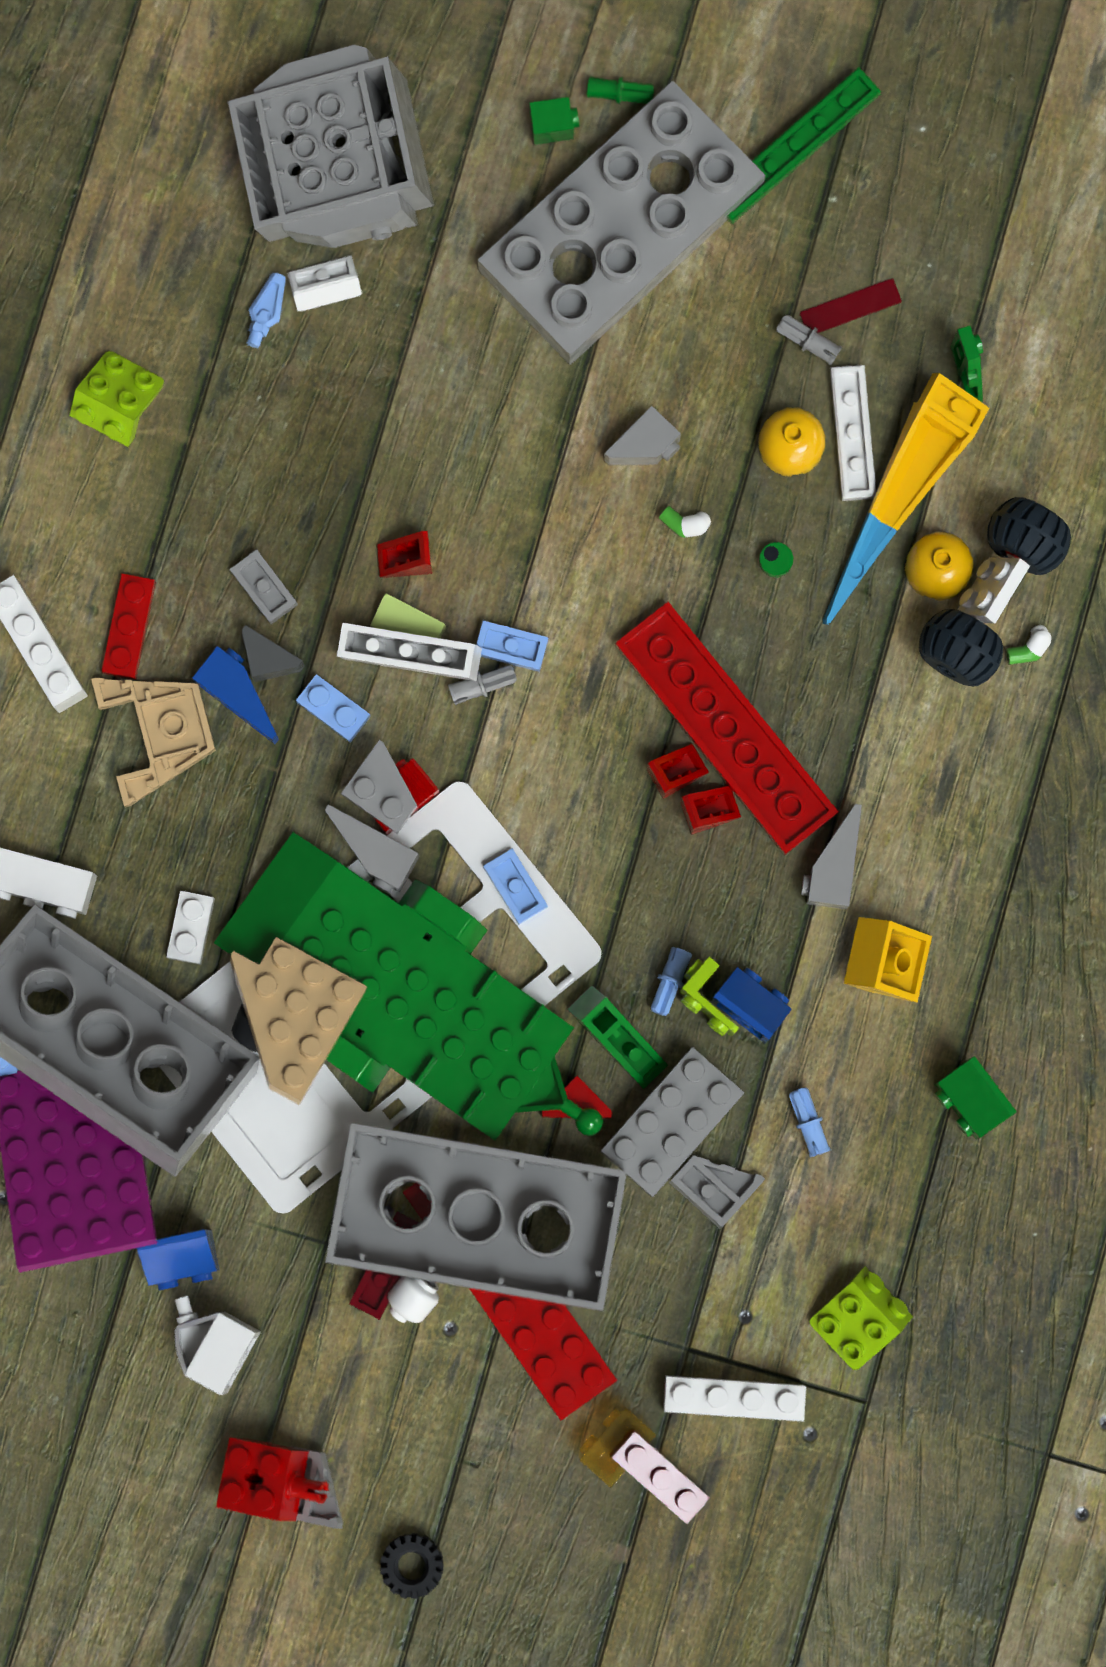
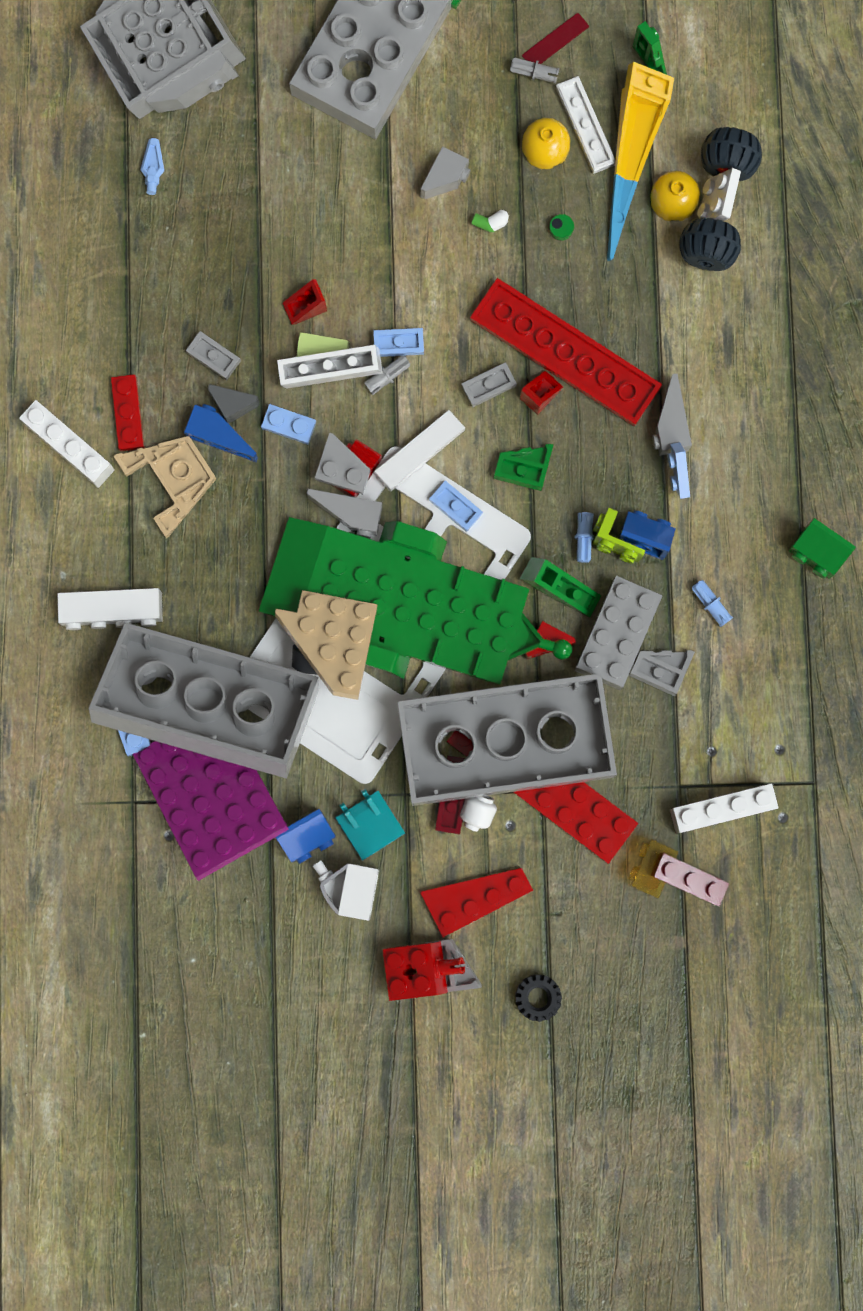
camera: 20 degrees left, 0 degrees up
(115, 397) = (66, 258): lime bracket -> none
(190, 927) = (238, 606): white plate -> none
(267, 1268) = (369, 824): none -> teal plate
(324, 283) = (187, 136): white slope -> none
(364, 1410) = (470, 900): none -> red wing
(491, 798) = (419, 450): none -> white tile
(611, 739) = (489, 384): none -> light grey plate
(622, 863) = (524, 467): none -> green wing
(709, 808) = (571, 411): red slope -> none
(822, 921) = (677, 461): none -> light blue plate
(861, 1319) = (792, 727): lime bracket -> none
(887, 959) = (728, 474): yellow slope -> none
(1034, 648) = (758, 233): arm -> none

